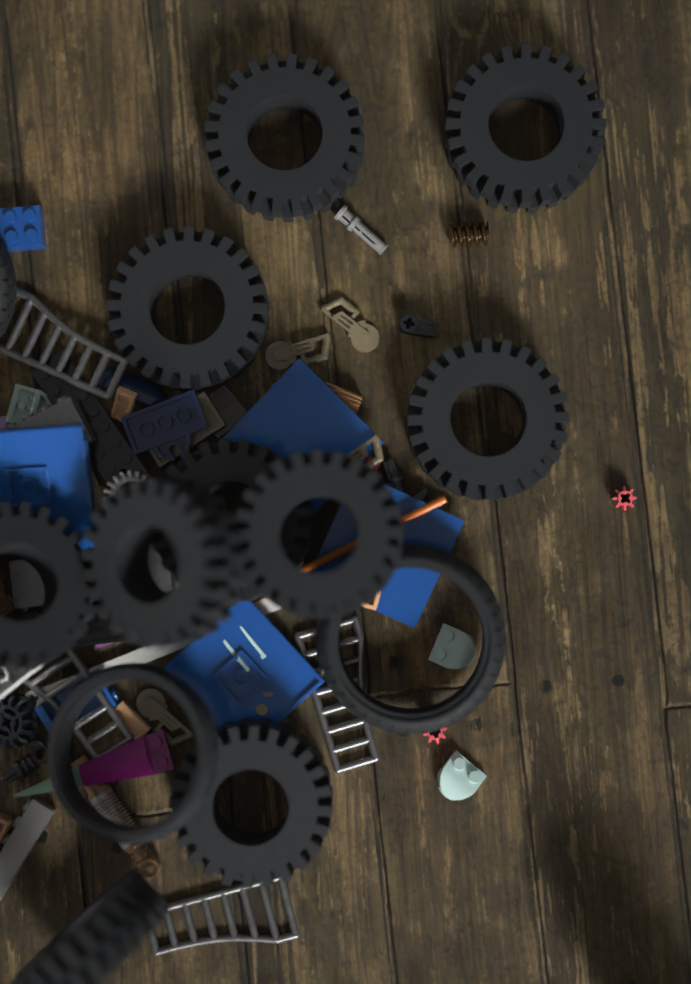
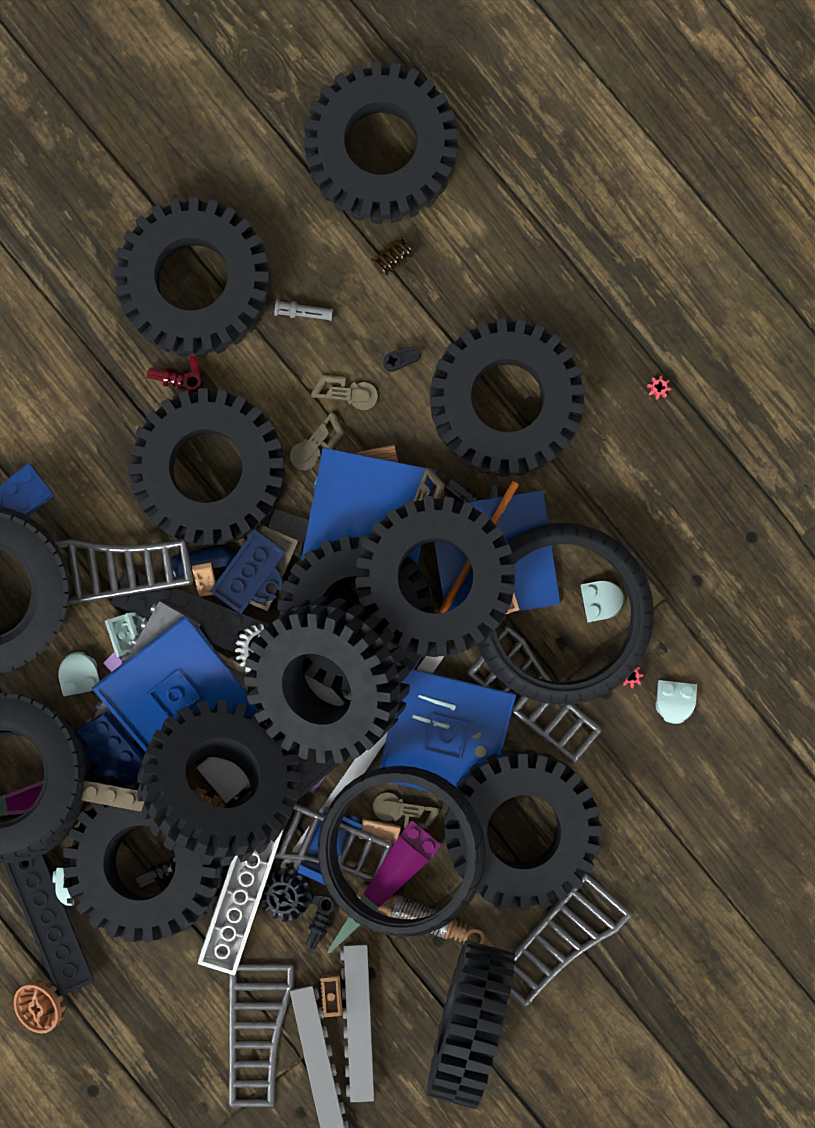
camera: 40 degrees left, 0 degrees up
(217, 221) = (175, 379): none -> dark red piece

